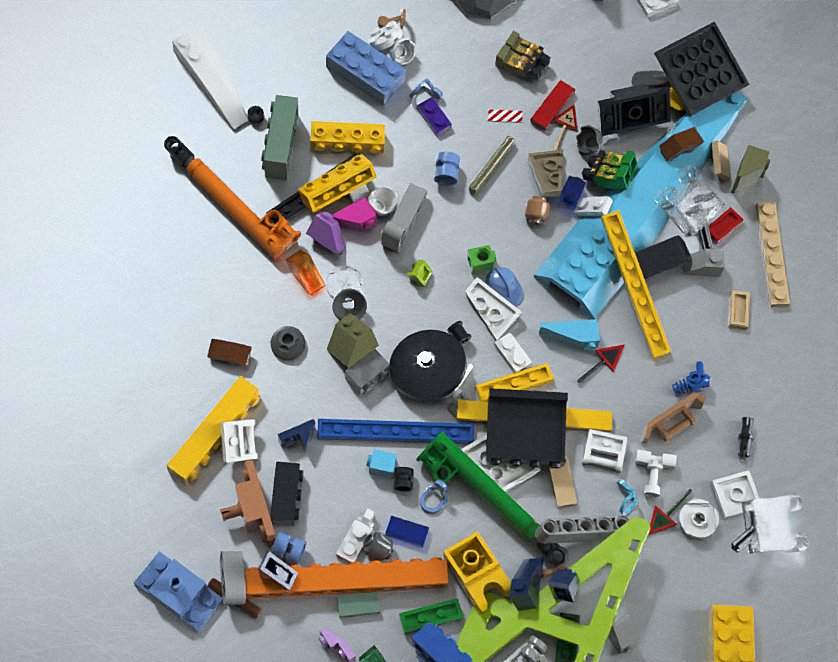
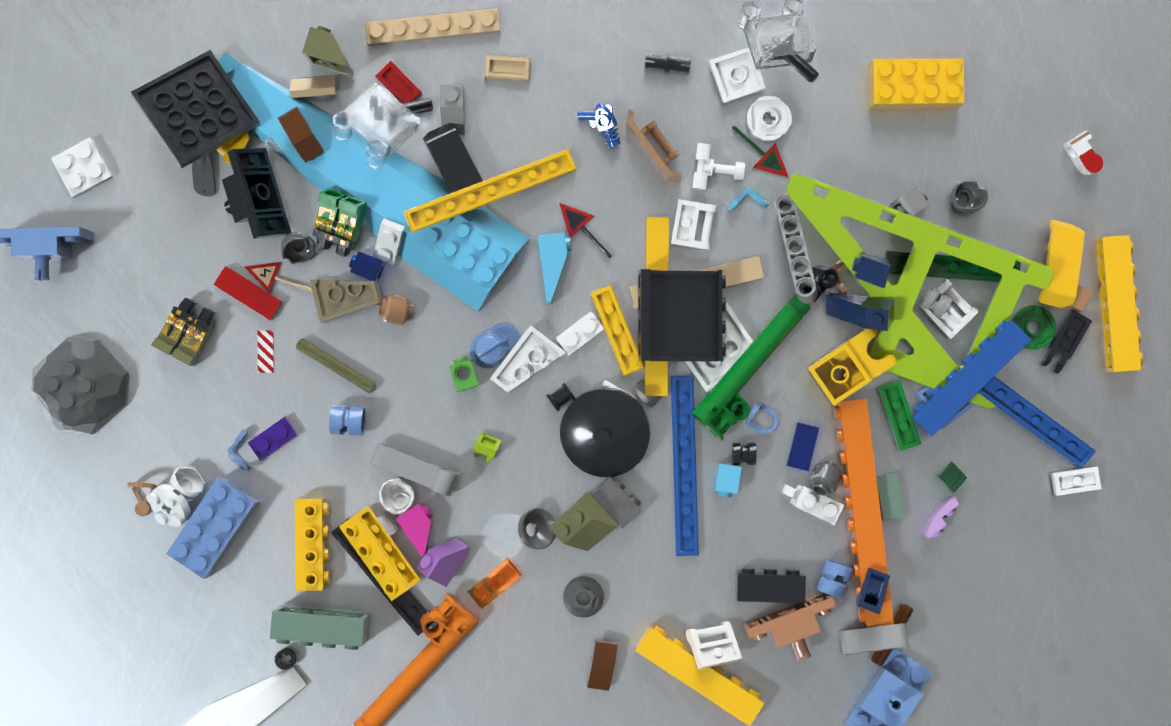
camera: 85 degrees left, 20 degrees up
(301, 432) = (697, 571): dark blue slope -> none

